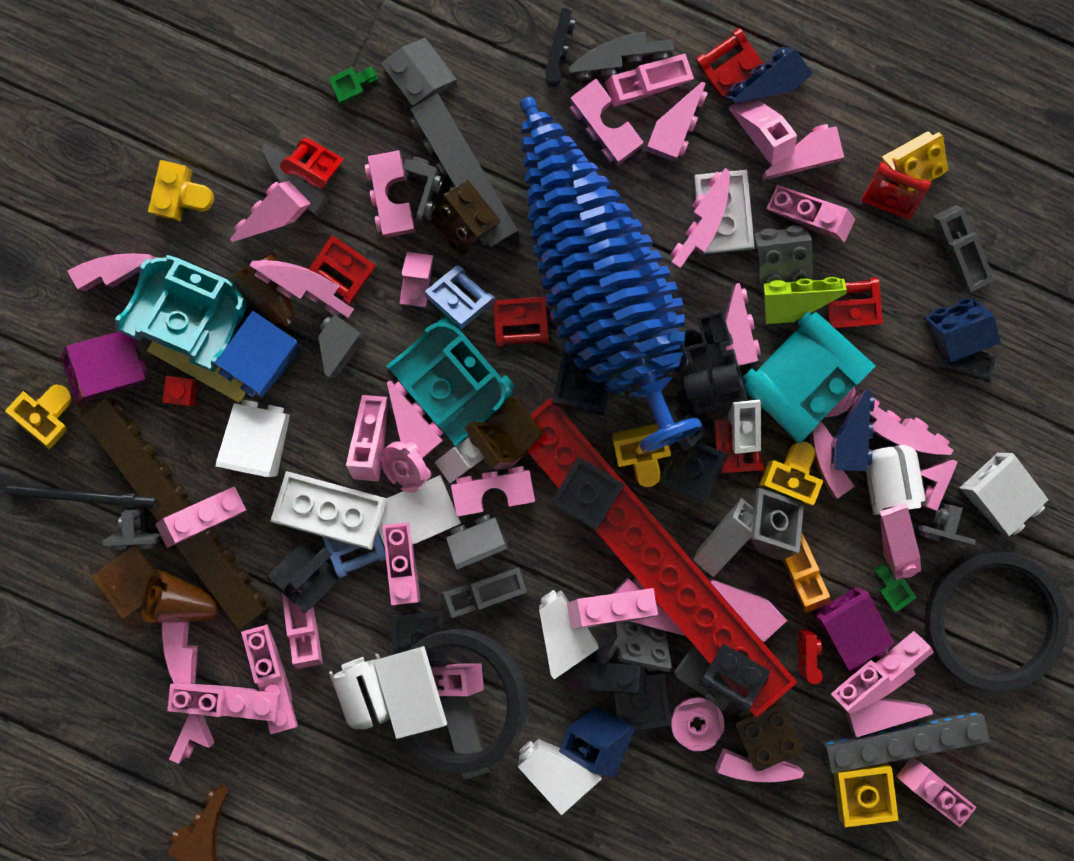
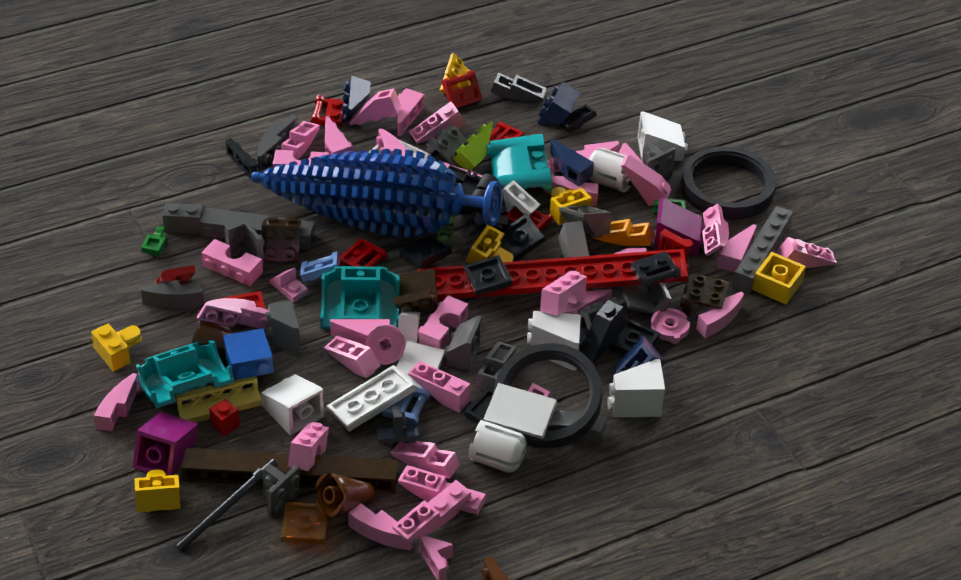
camera: 55 degrees left, 45 degrees down
(278, 209) = (181, 306): bright pink slope -> none

